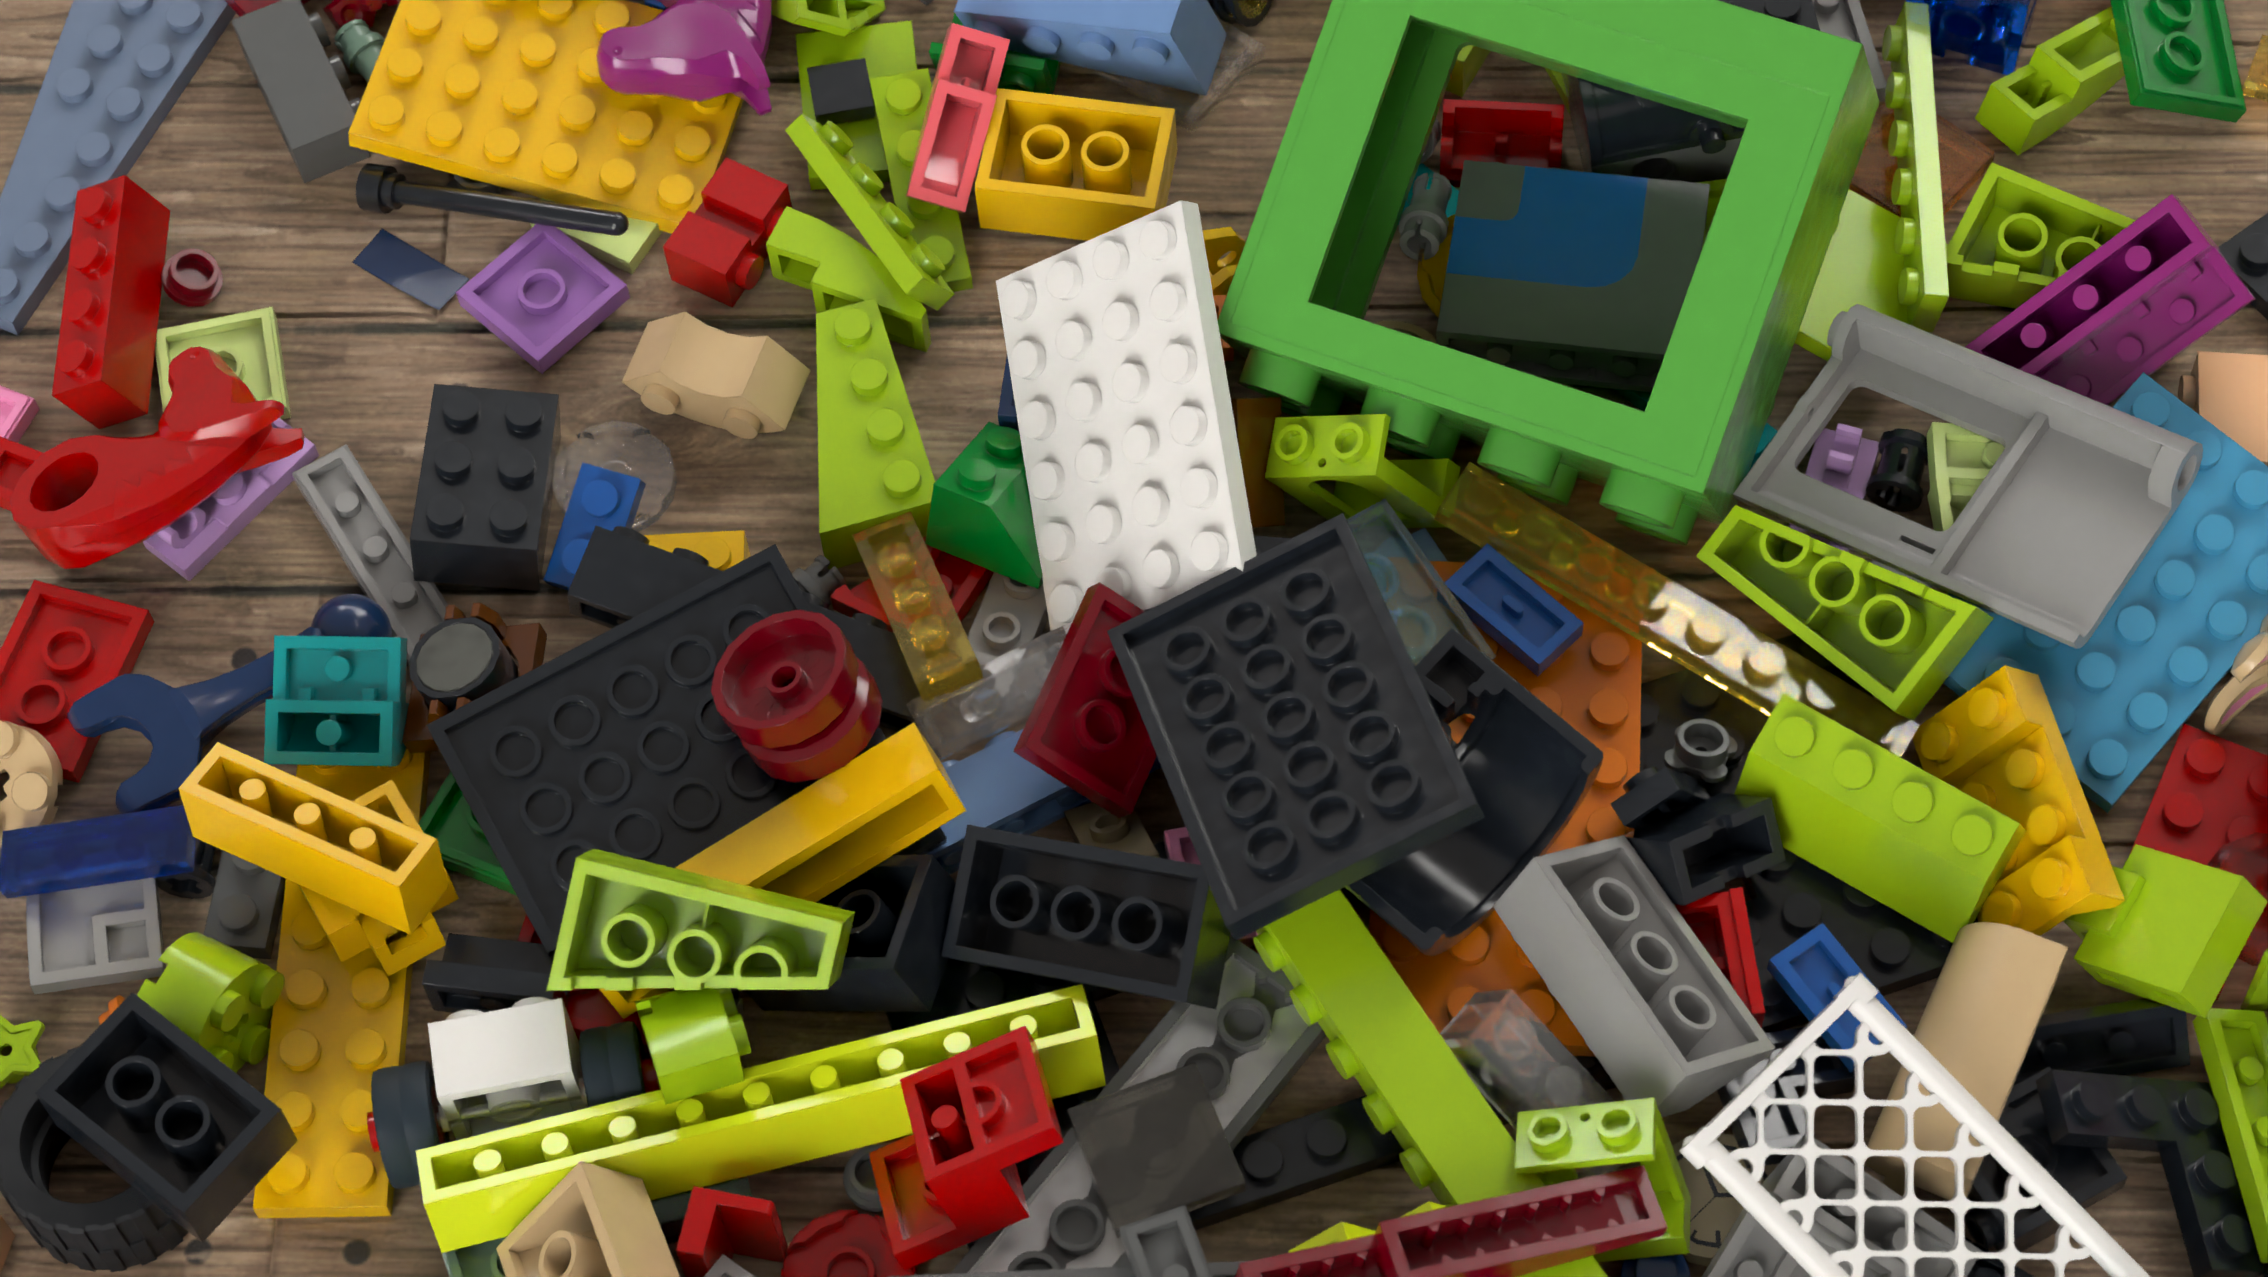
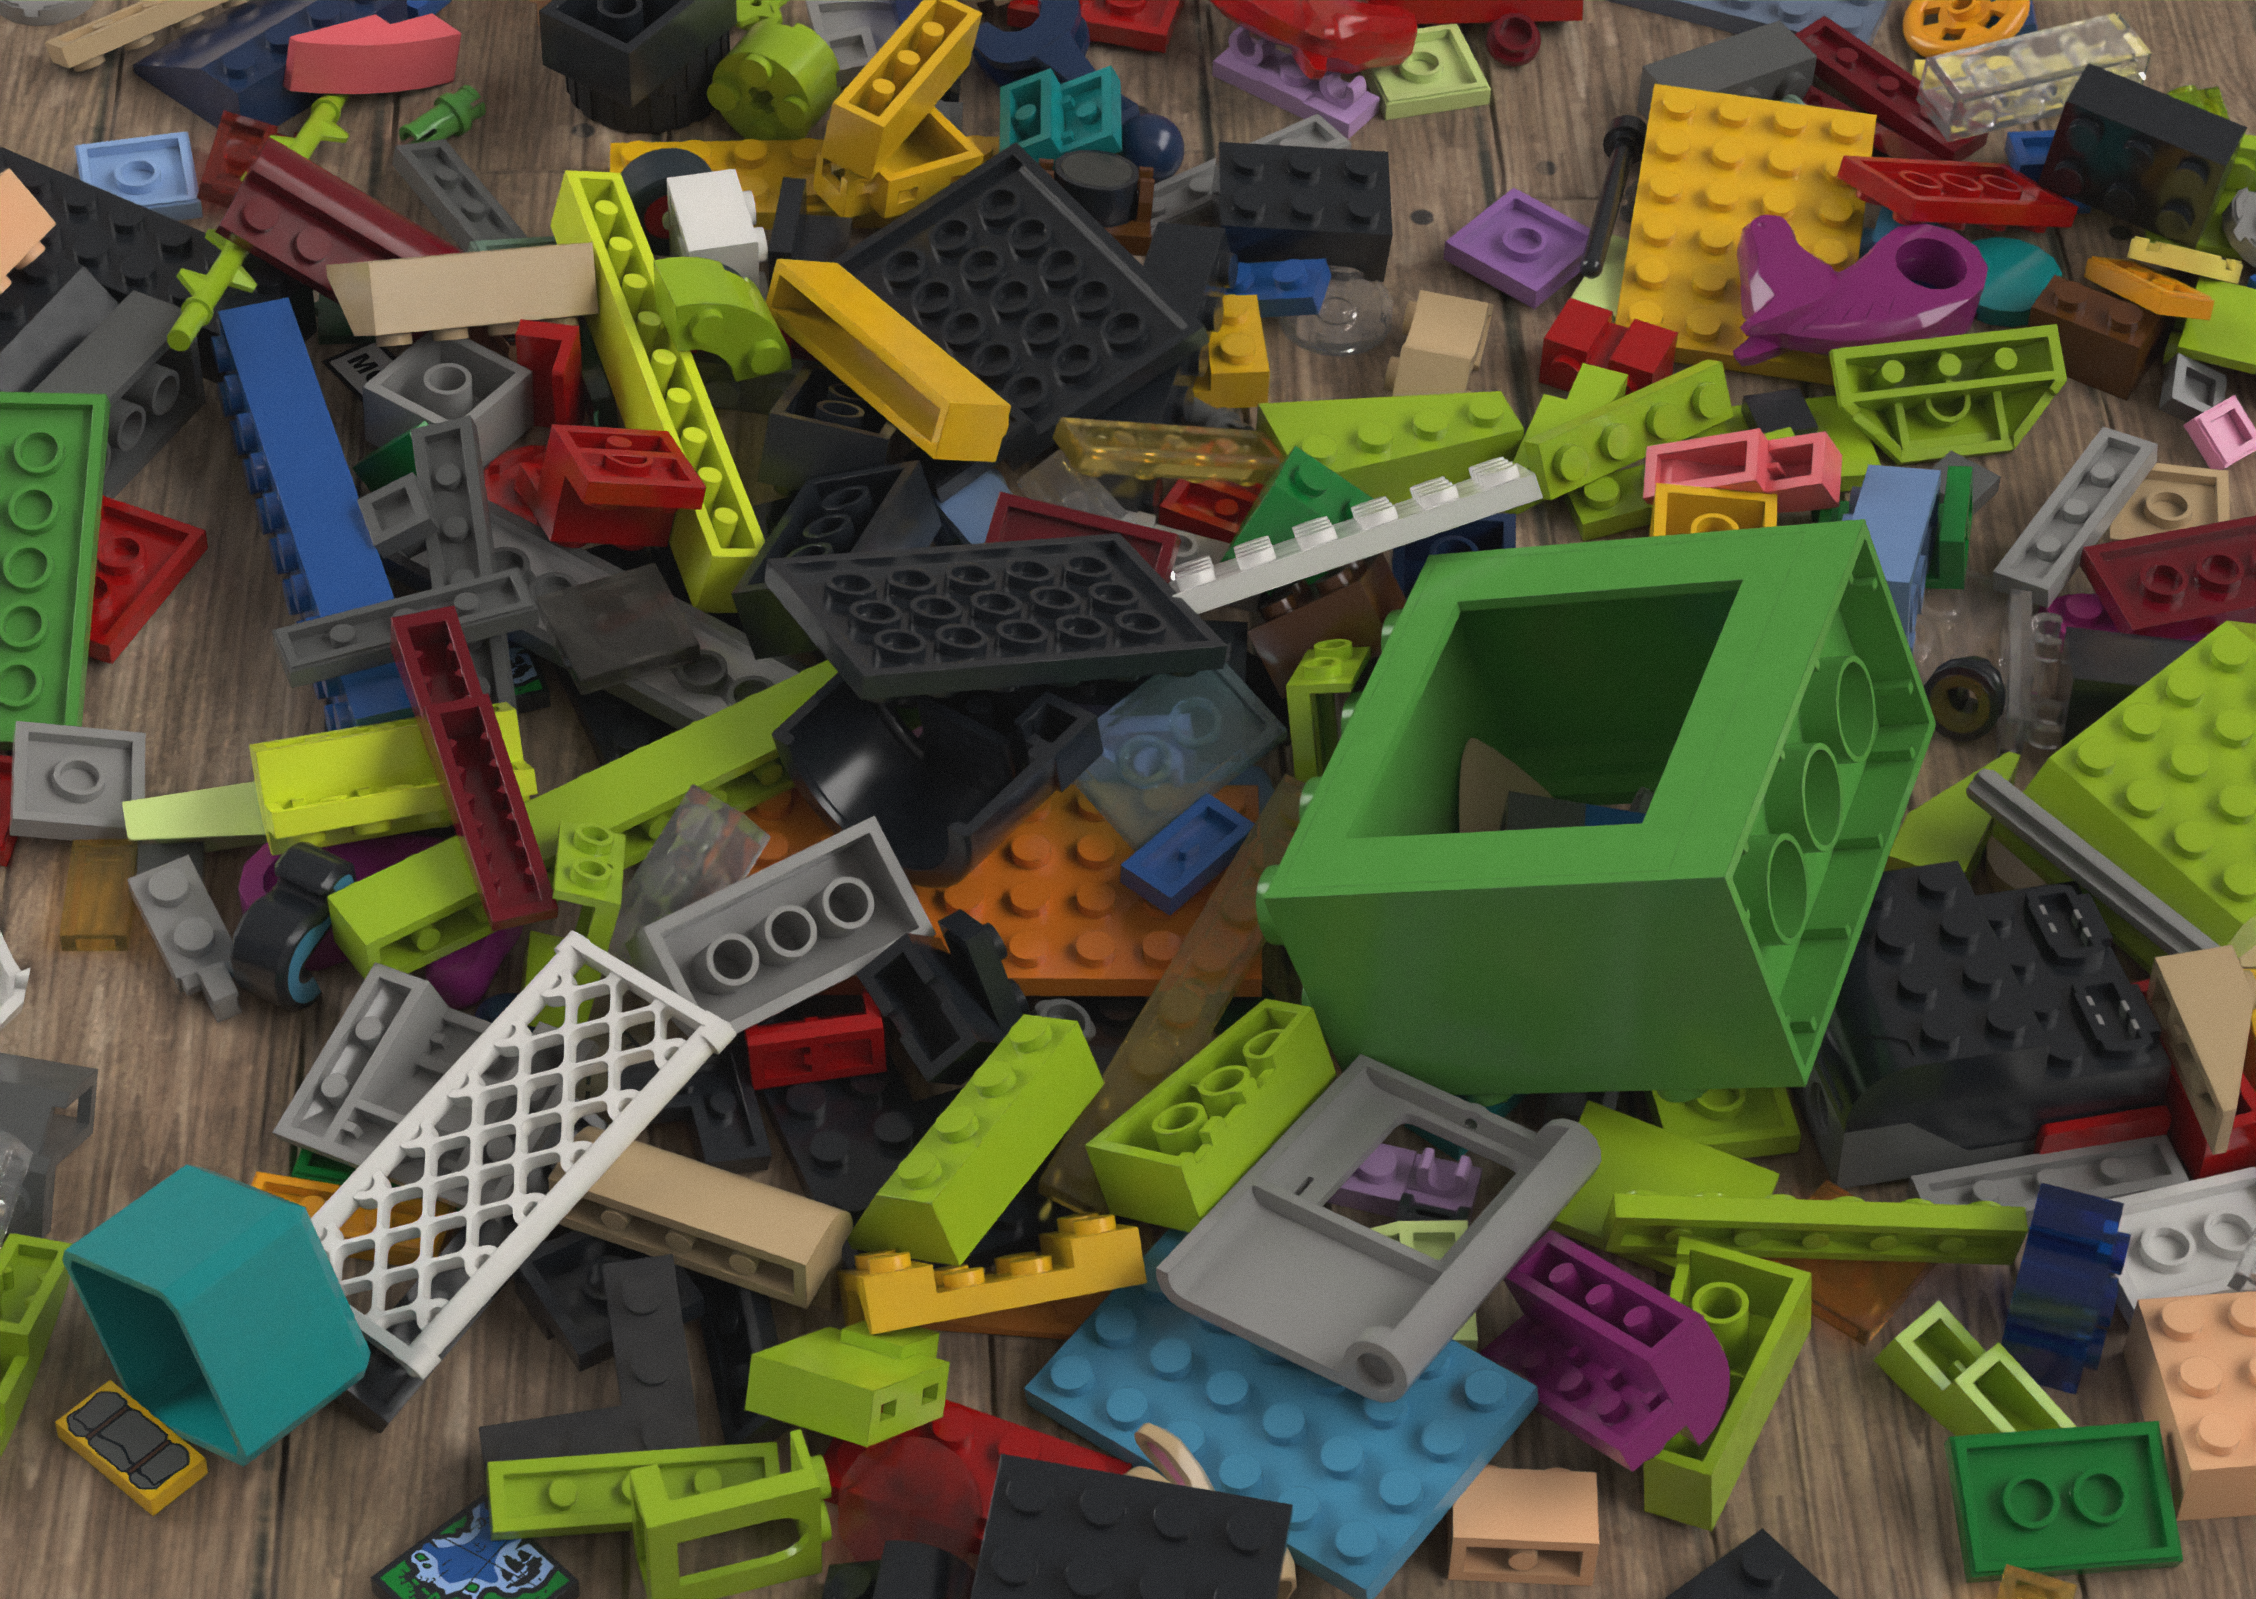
camera: 80 degrees right, 15 degrees down
(410, 270) = (1554, 175): dark blue sticker -> none
(683, 930) = (795, 275): lime wedge -> none
(797, 695) = (1033, 330): dark red wheel -> none
(1812, 974) = (783, 1129): blue plate -> none

